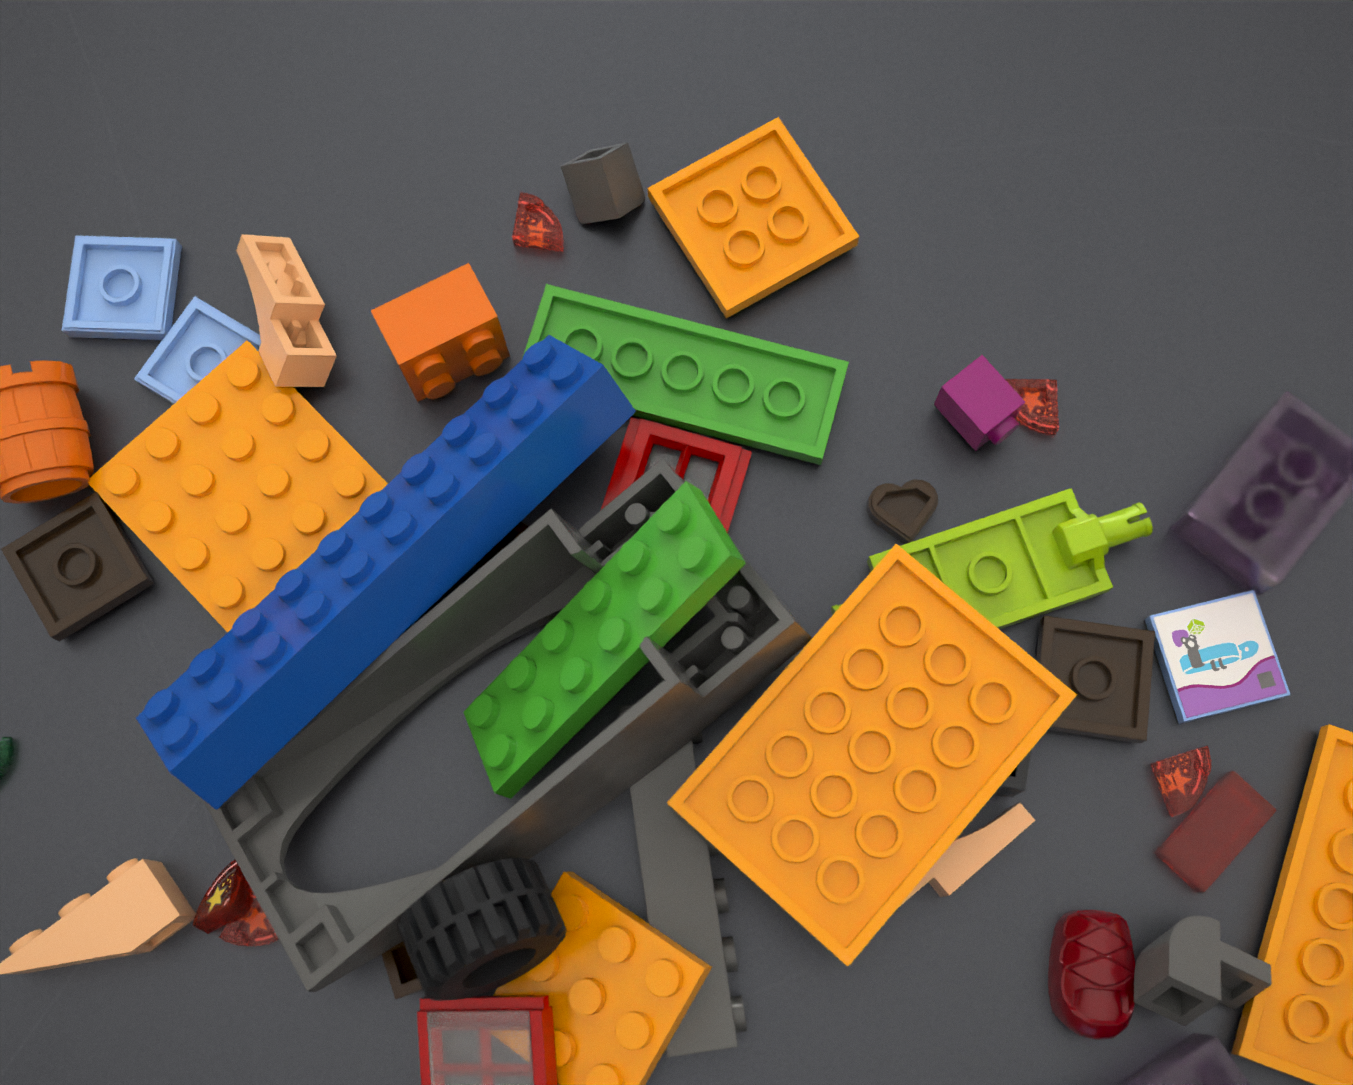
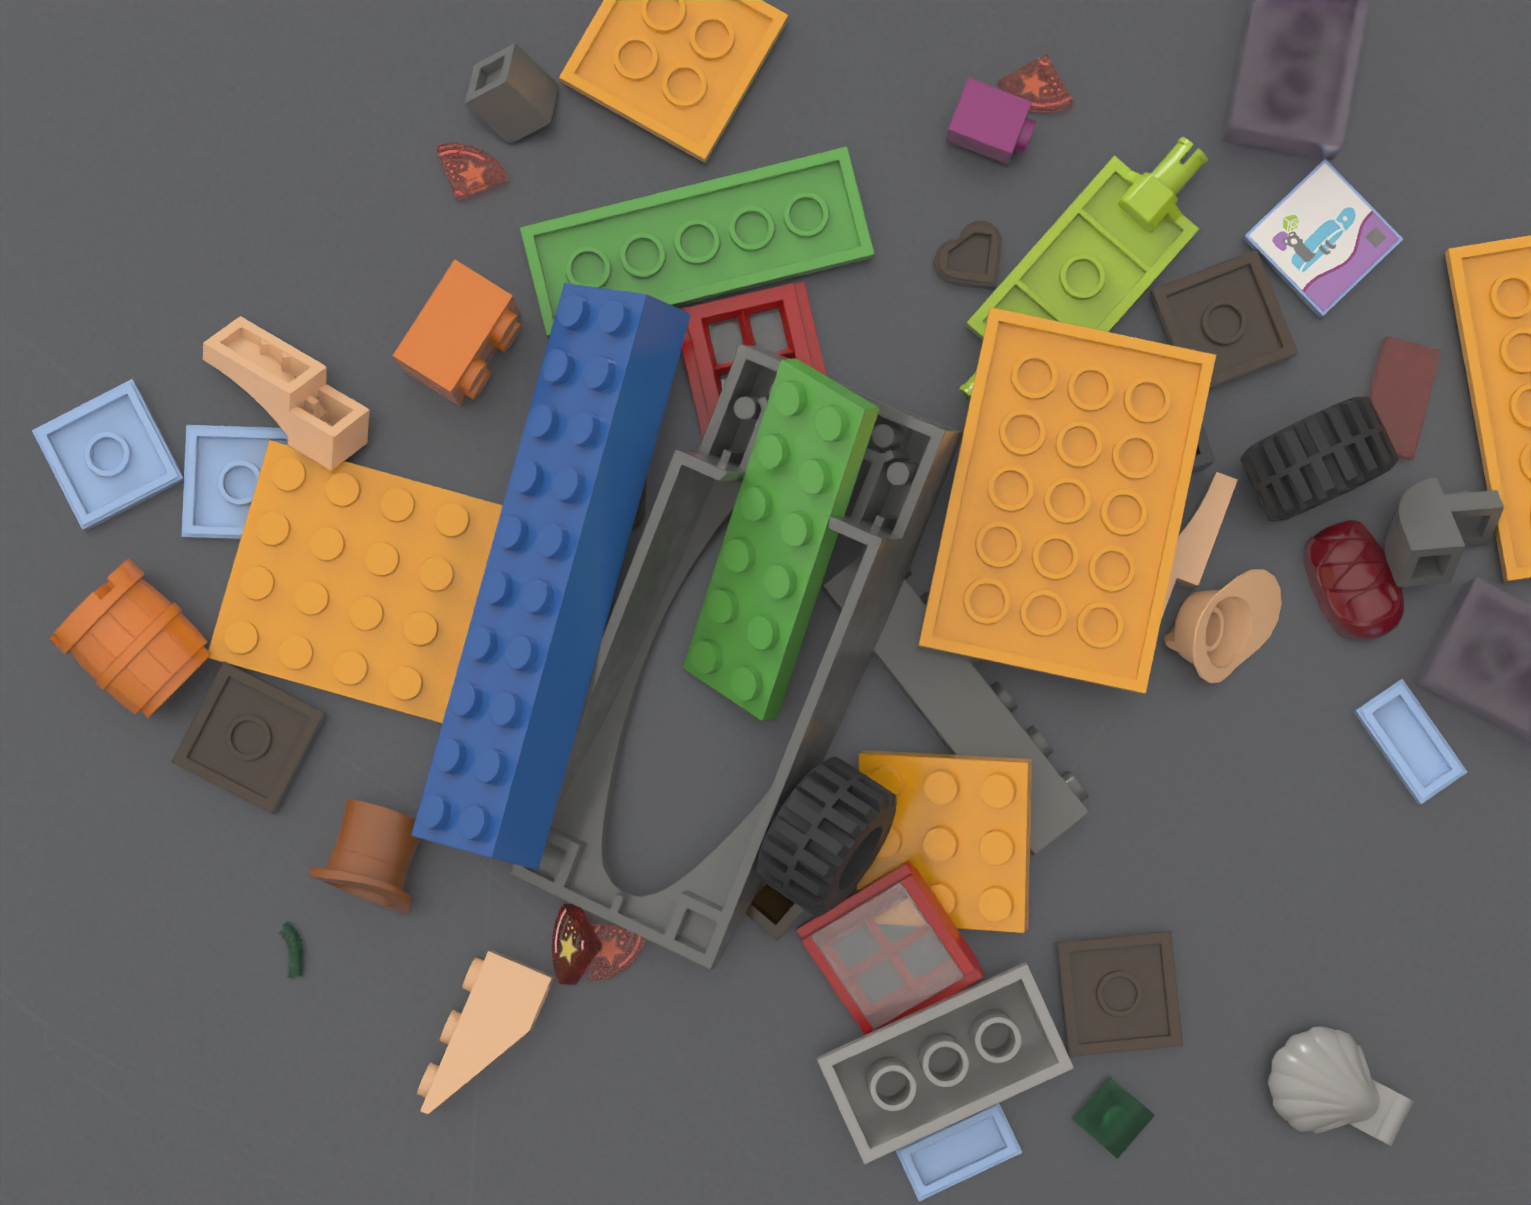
camera: 30 degrees left, 10 degrees up
(99, 717) = (372, 855): none -> dark orange piece
(956, 946) = (1226, 625): none -> light nougat piece
(1122, 842) = (1319, 458): none -> black tyre
(1183, 778) = (1347, 365): clear red tile -> none

